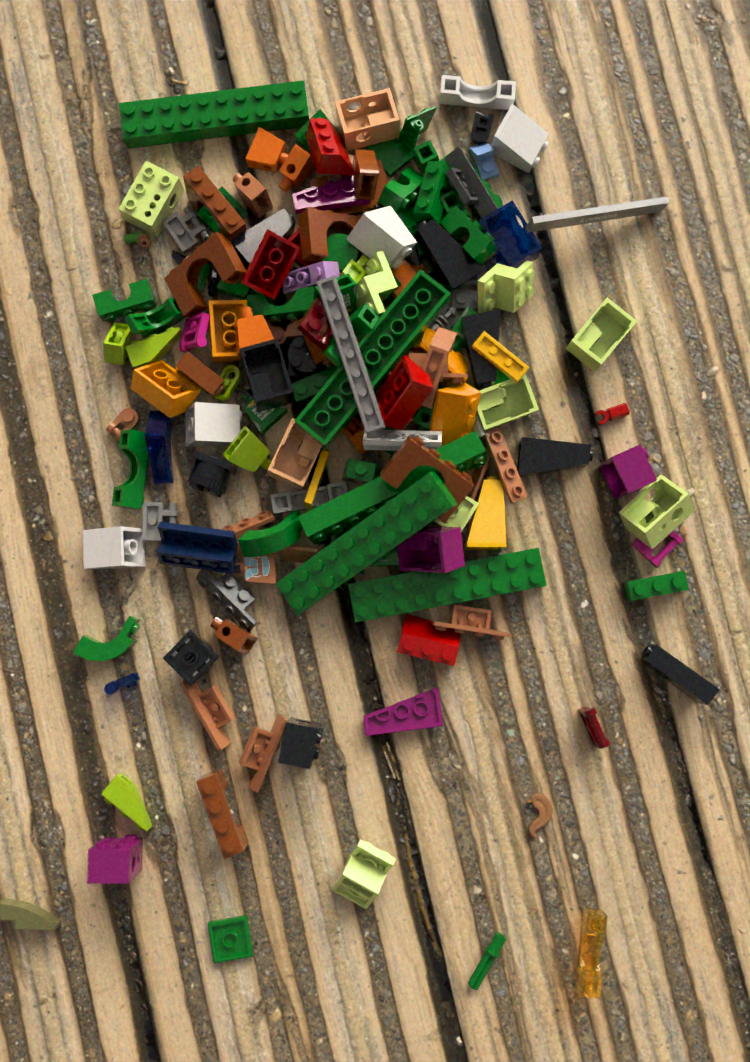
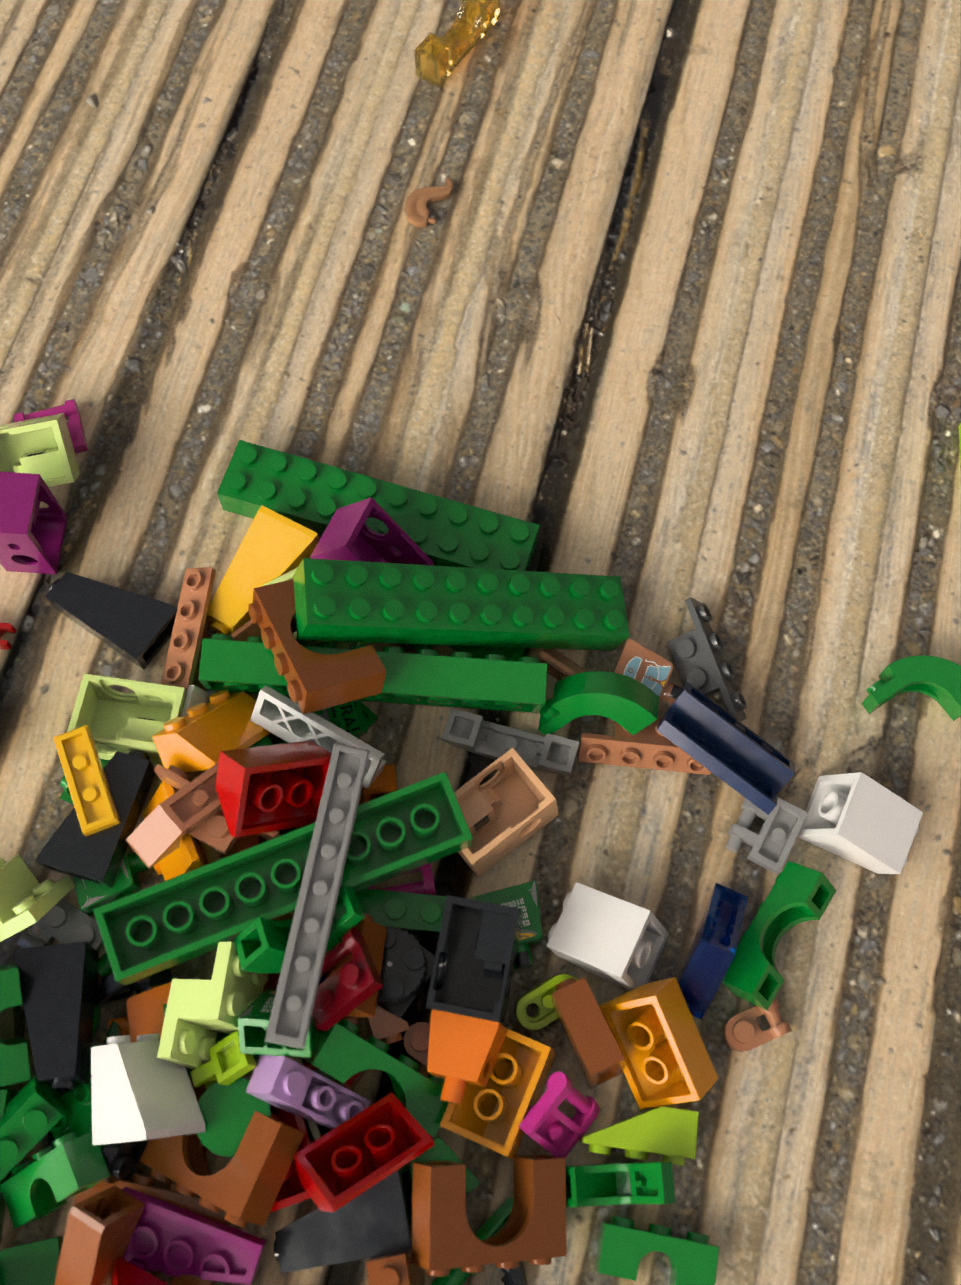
camera: 150 degrees left, 15 degrees down
(115, 343) = (705, 1178): lime arch -> none
(129, 681) = (925, 622): clear blue plate -> none
(191, 657) = (806, 595): black piece -> none
(210, 473) = (649, 854): black piece -> none
(211, 710) = (810, 523): nougat bracket -> none
(214, 280) = (482, 1200): black bar -> none
(230, 836) = (857, 356): dark orange arch -> none
(230, 939) = (908, 250): green tile -> none
(238, 638) = (728, 599): dark orange torso -> none
(248, 451) = (572, 859): lime torso -> none
(260, 751) = (759, 437): nougat bracket -> none
(300, 743) = (697, 406): black piece -> none
(316, 479) = (491, 752): yellow tile -> none
(360, 471) = (410, 736): green torso -> none
(363, 874) = (694, 231): yellowish green bracket -> none
(410, 714) = (531, 386): magenta wing -> none
(424, 641) = (446, 458): red slope -> none
(470, 619) = (375, 454): nougat bracket -> none
(487, 960) = (580, 89): green axle -> none
(593, 727) = (294, 250): dark red plate -> none
(655, 586) = (115, 379): green arch -> none
(679, 675) = (141, 255): black slope -> none

